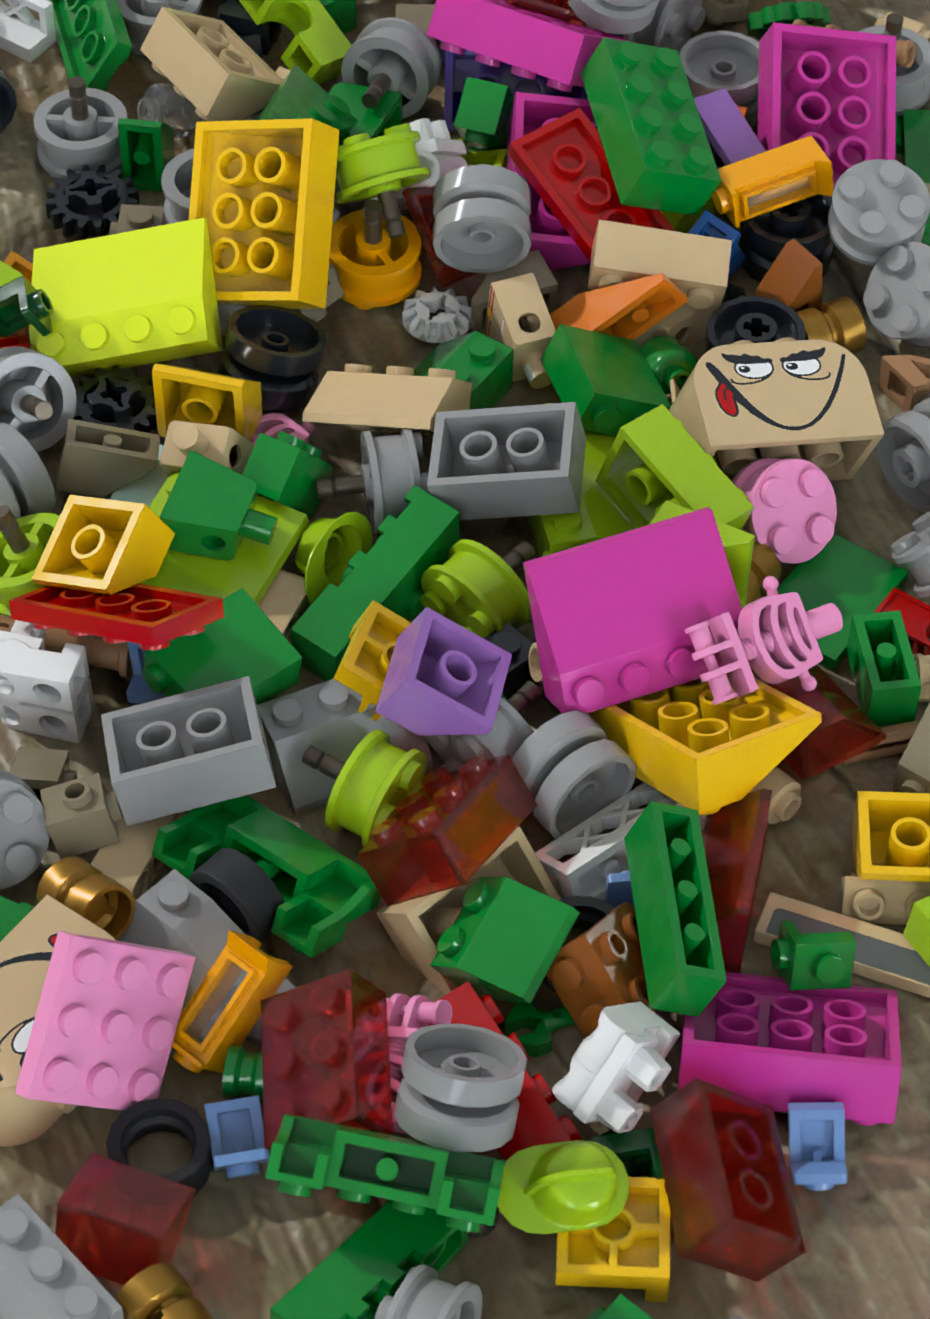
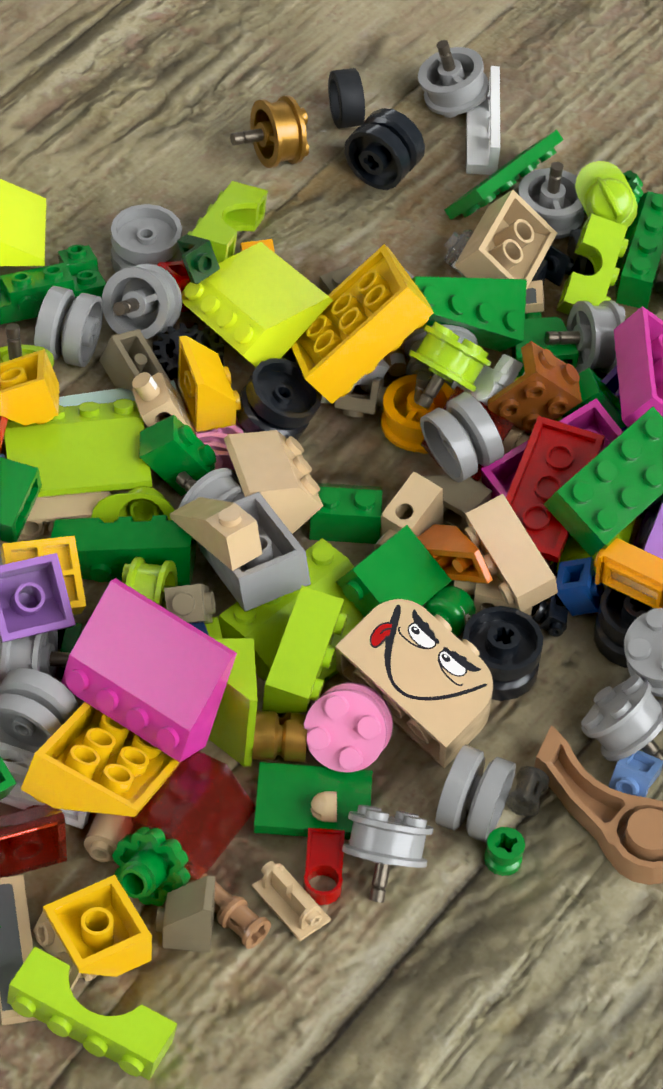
camera: 55 degrees right, 0 degrees up
(78, 130) = (406, 221): light grey wheel -> none
(89, 201) = (350, 249): black gear -> none
(145, 151) = (418, 252): green slope -> none
(214, 510) = (98, 426): green torso -> none
(444, 326) = (391, 470): white gear -> none
(480, 125) = (544, 390): none -> dark orange bracket
(483, 457) = (221, 529): none -> tan slope
(534, 541) = (191, 603): none -> dark tan brick
(772, 638) = (209, 770): bright pink torso -> none
(793, 278) = (575, 644): dark orange slope -> none
(836, 322) = (553, 684): pearl gold wheel -> none
(852, 758) = (150, 865): none -> green plant
(863, 581) = (325, 806): none -> tan hinge
(883, 667) = (243, 853): green brick -> none

